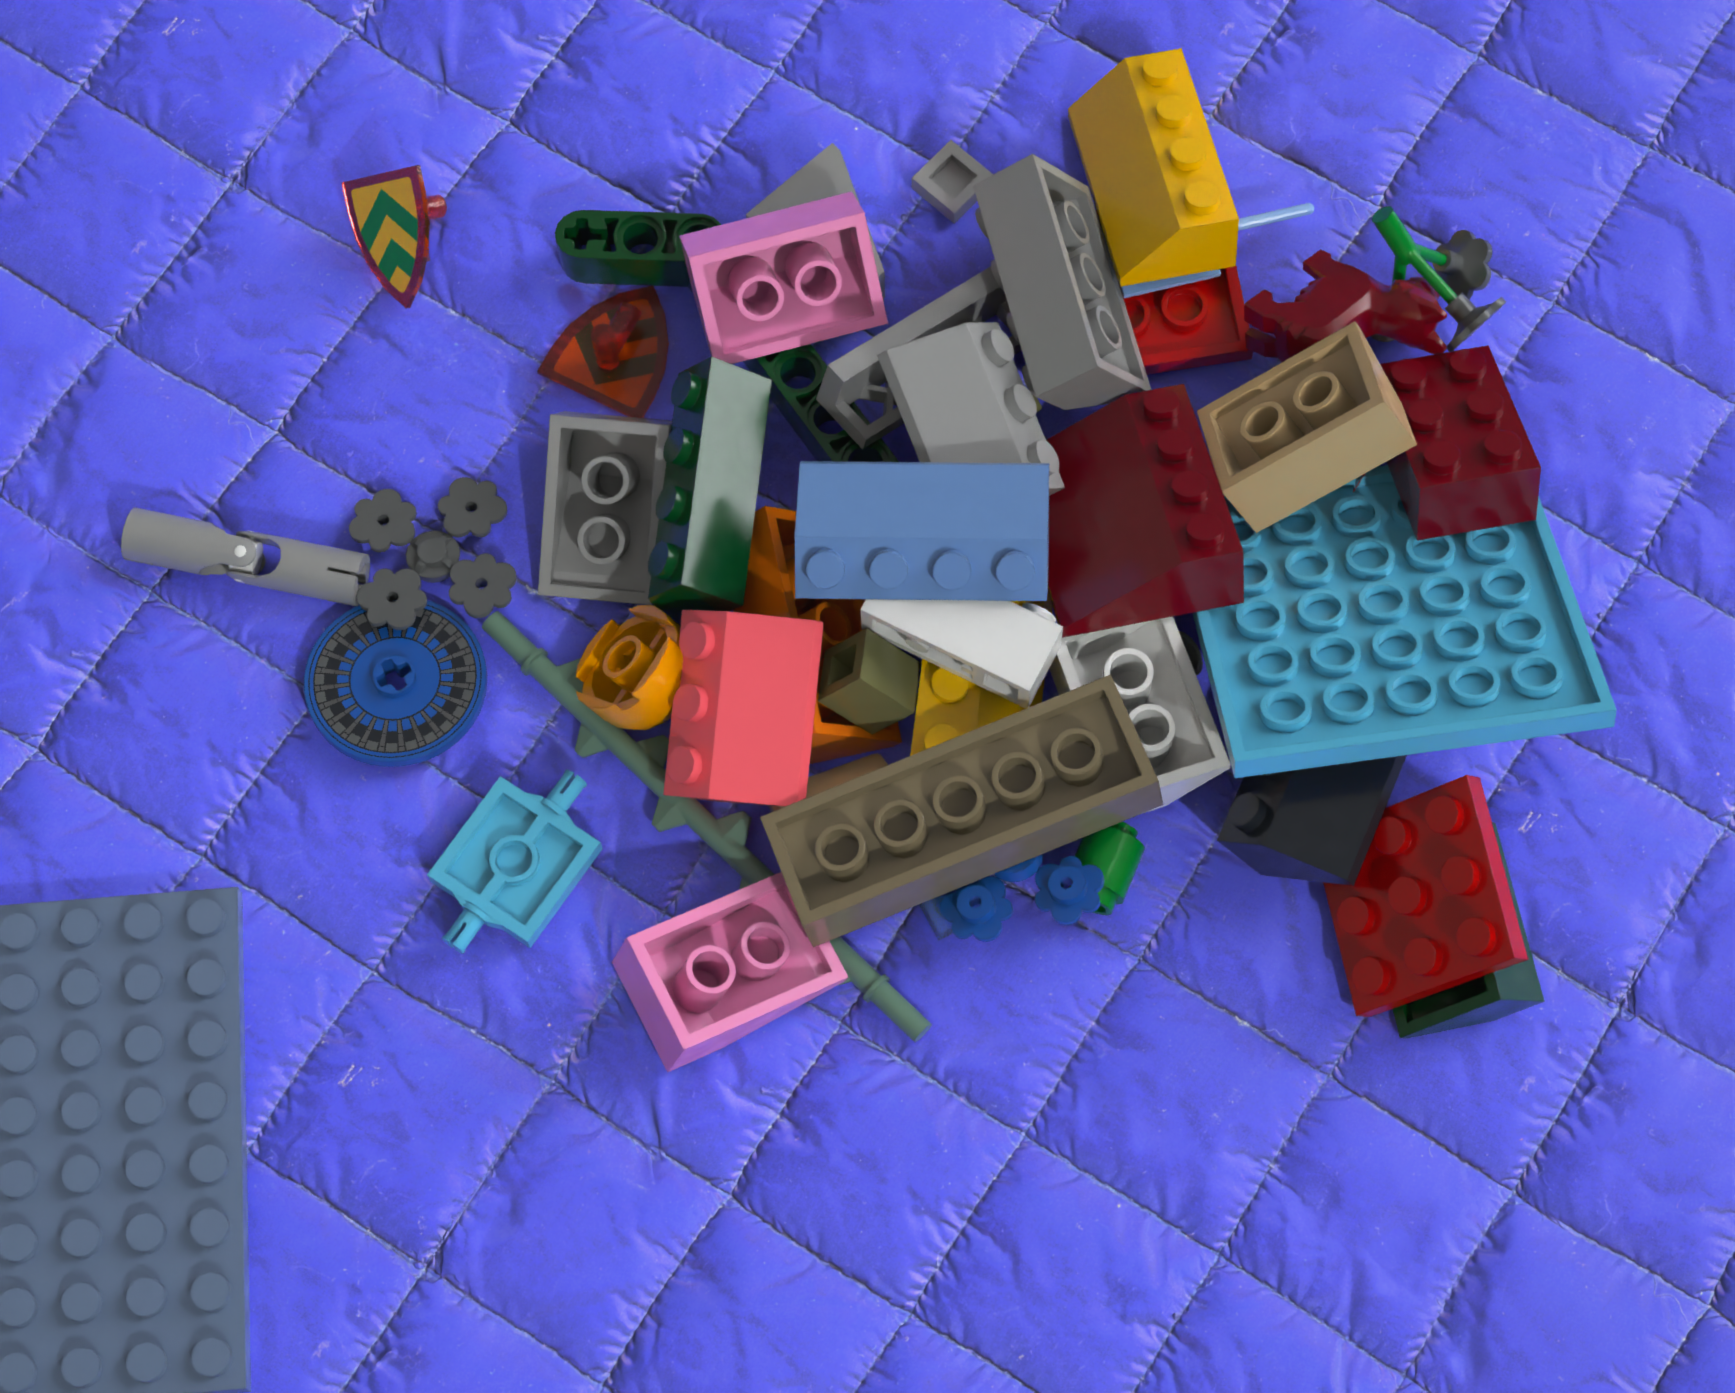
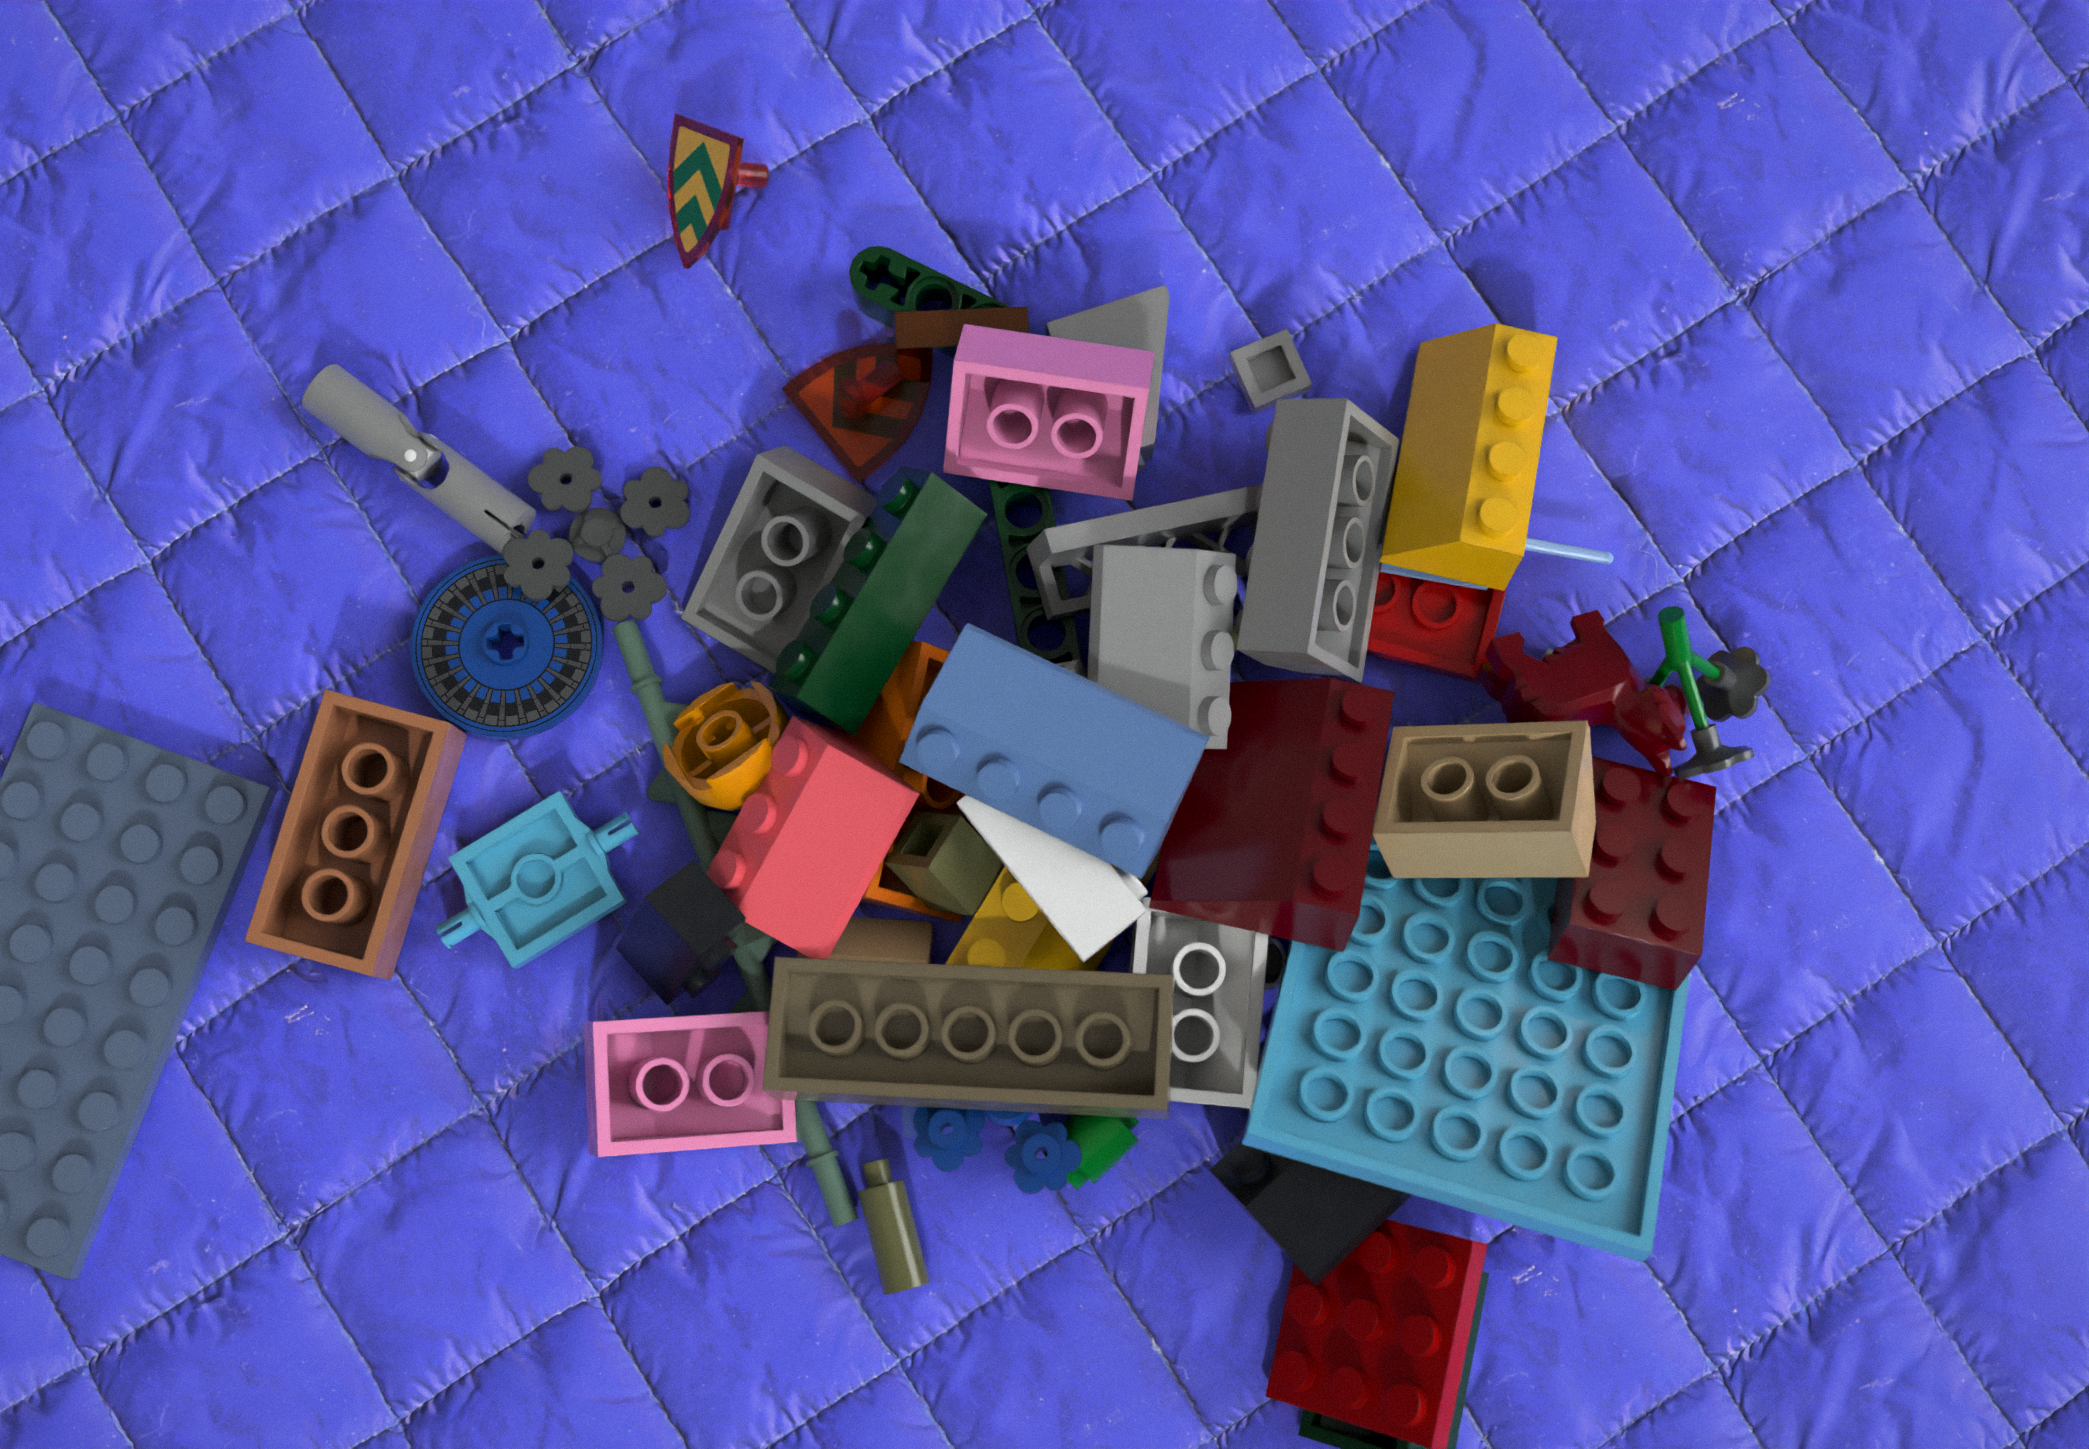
camera: 20 degrees right, 10 degrees up
(339, 887) = (357, 835): none -> nougat brick
(659, 253) = (945, 327): none -> reddish brown piece
(667, 840) = (682, 934): none -> black brick
(966, 1019) = (892, 1230): none -> olive cylinder

